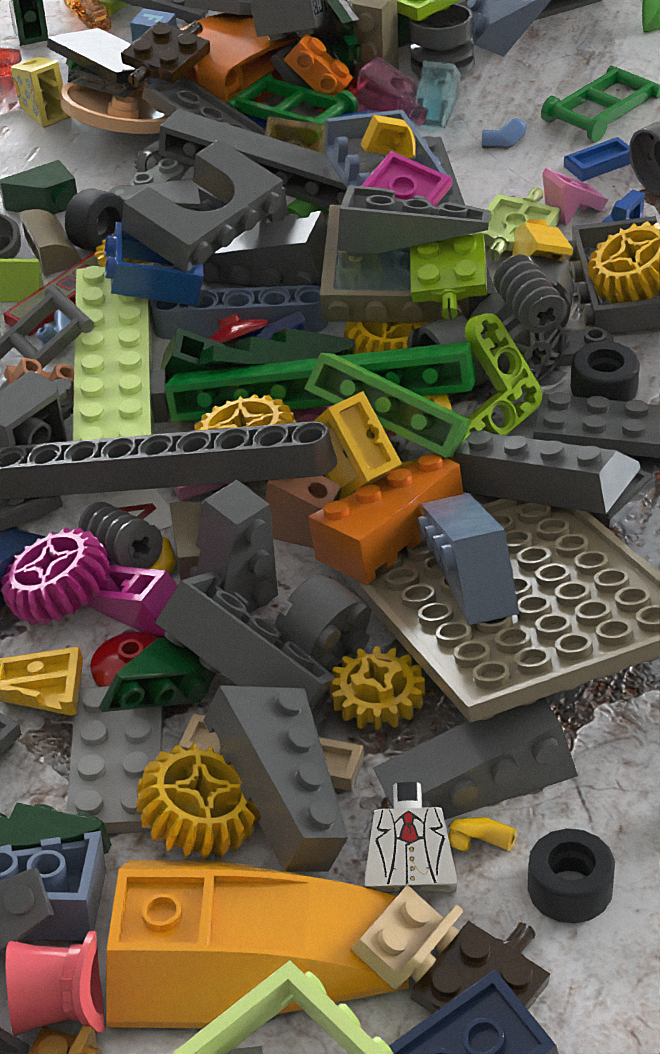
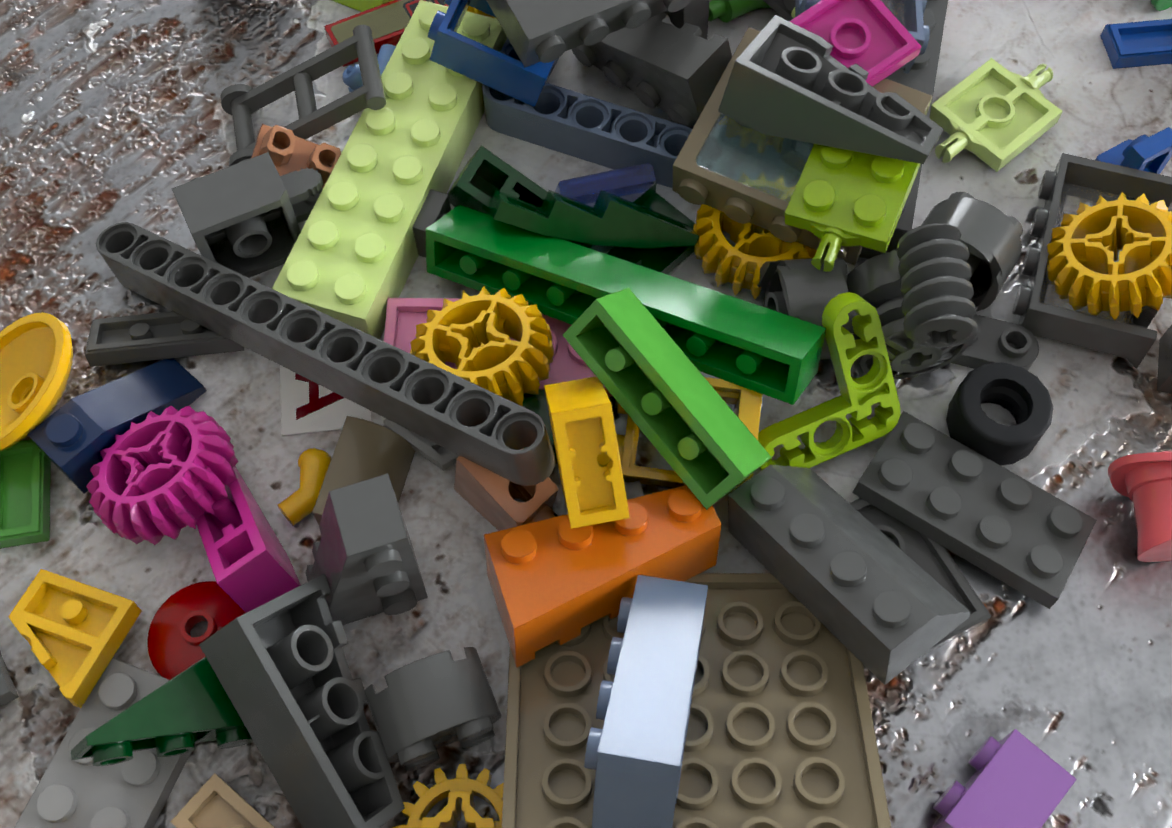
camera: 20 degrees right, 20 degrees up
(123, 535) = (267, 440): dark grey piece -> none
(234, 327) = (563, 162): red dish -> none
(539, 239) = (1004, 176): yellow slope -> none
(569, 195) = (1085, 91): bright pink slope -> none

